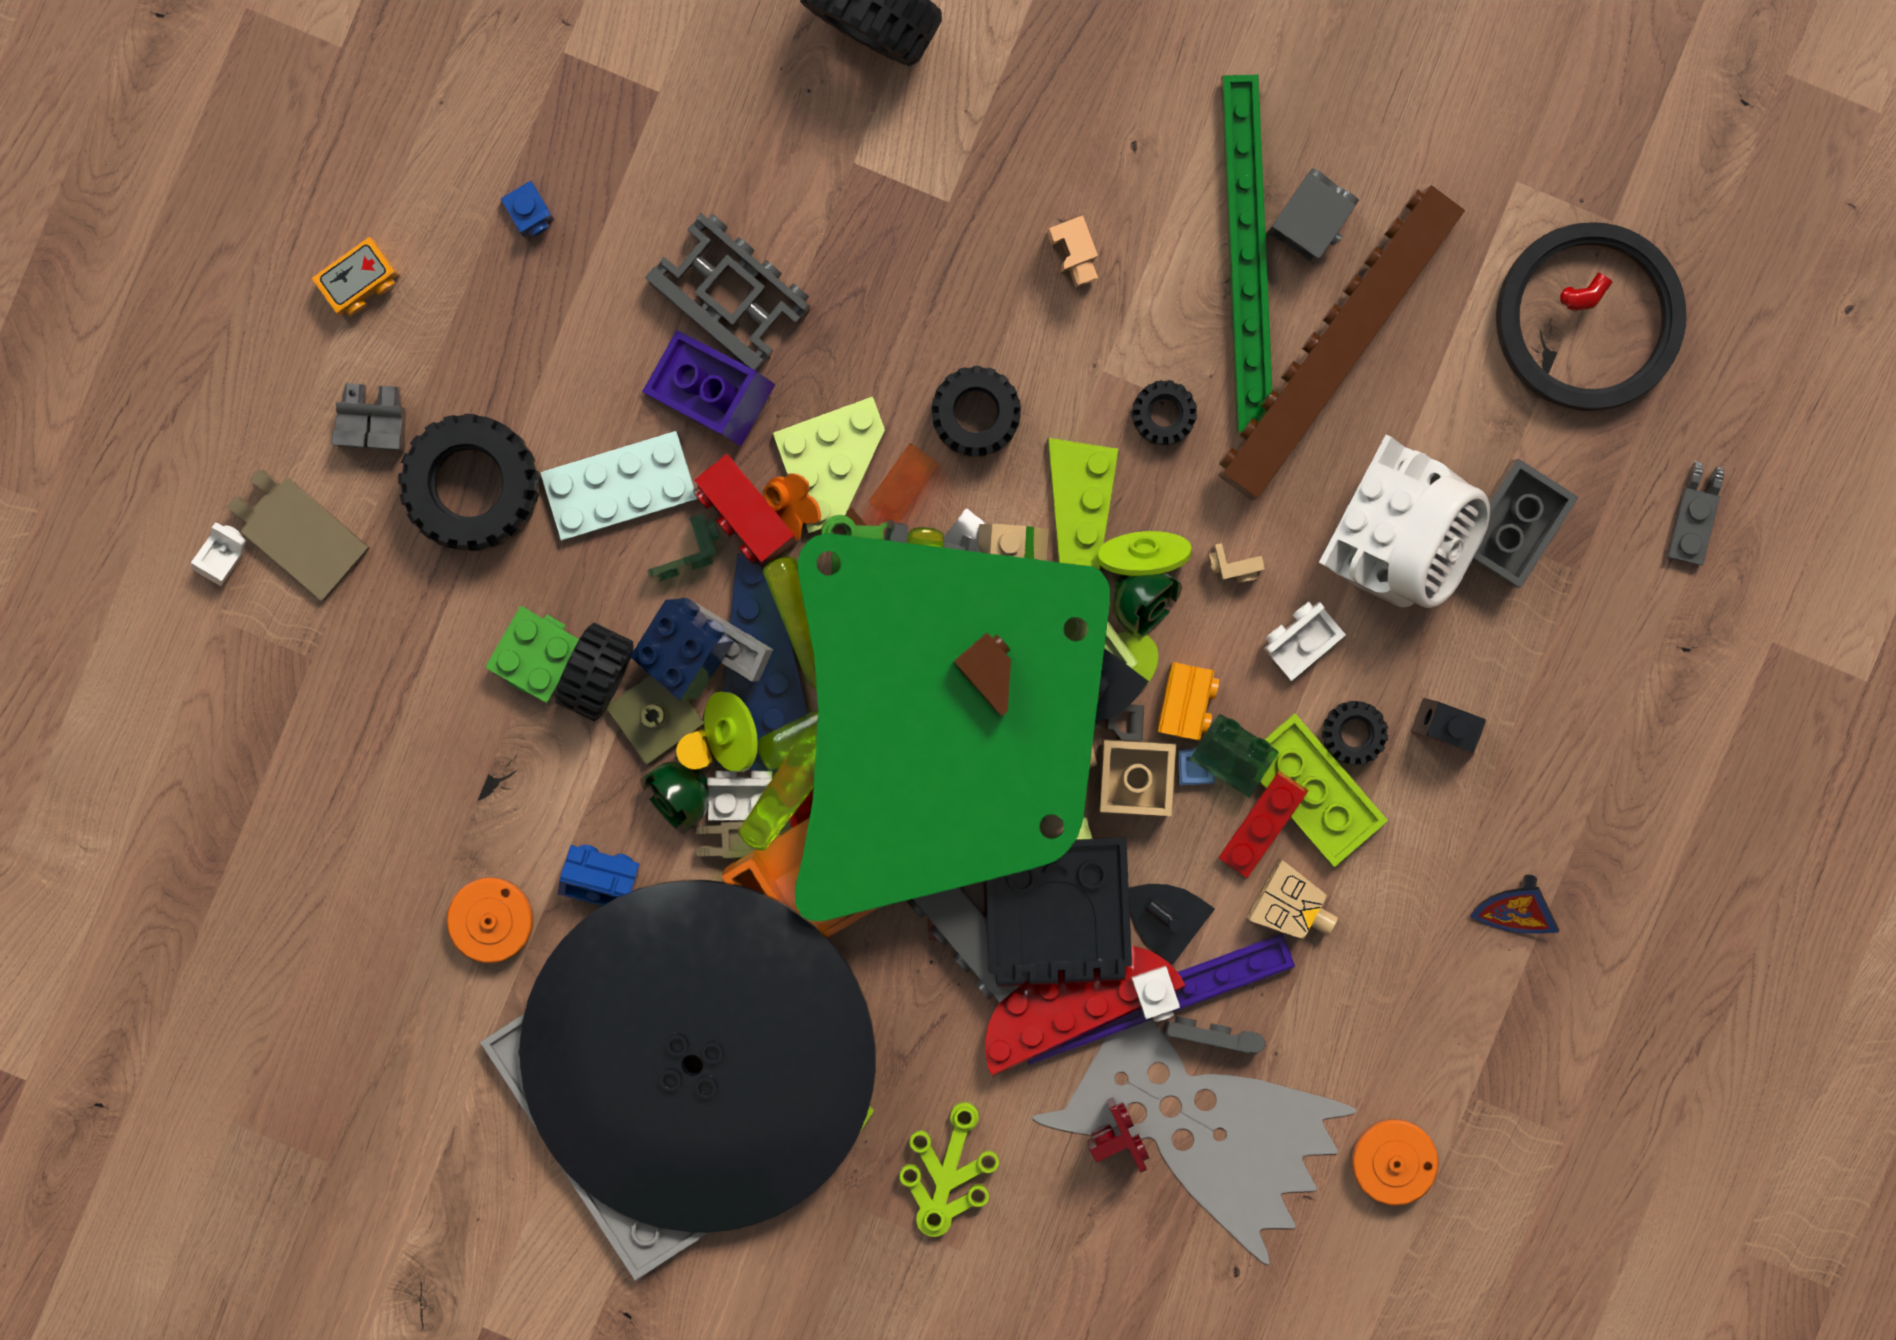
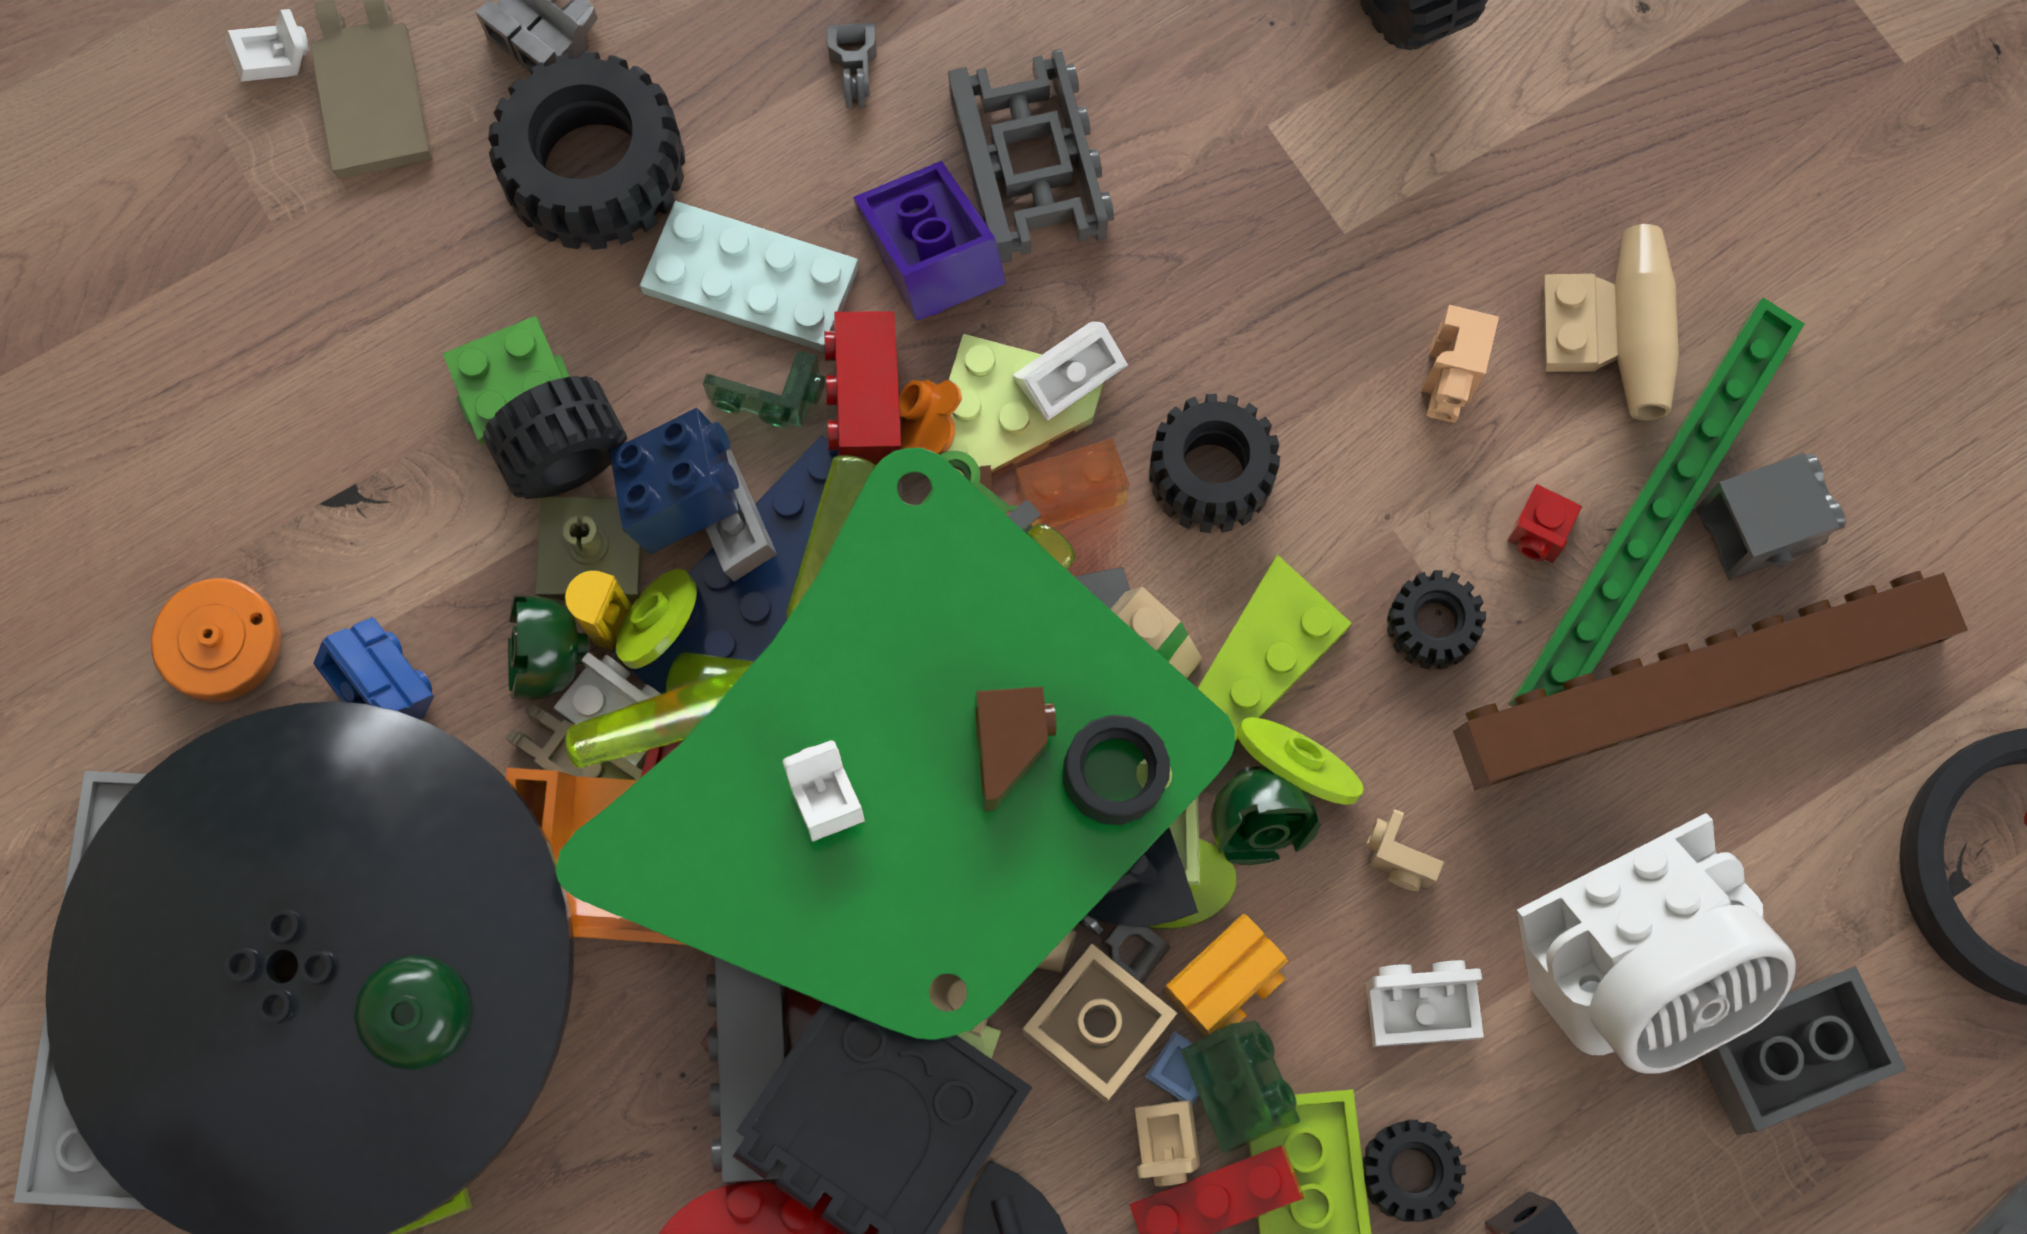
camera: 35 degrees right, 15 degrees down
(593, 319) = (853, 61): none -> dark grey piece
(783, 1038) = (413, 1012): none -> dark green cylinder
(853, 413) = (1070, 369): none -> white slope
(911, 772) = (822, 790): none -> white bracket
(1062, 618) = (1125, 729): none -> black tyre
(1153, 147) = (1627, 321): none -> tan plate
(1187, 308) = (1544, 525): none -> red bracket
(1216, 812) = (1167, 1142): none -> tan bracket

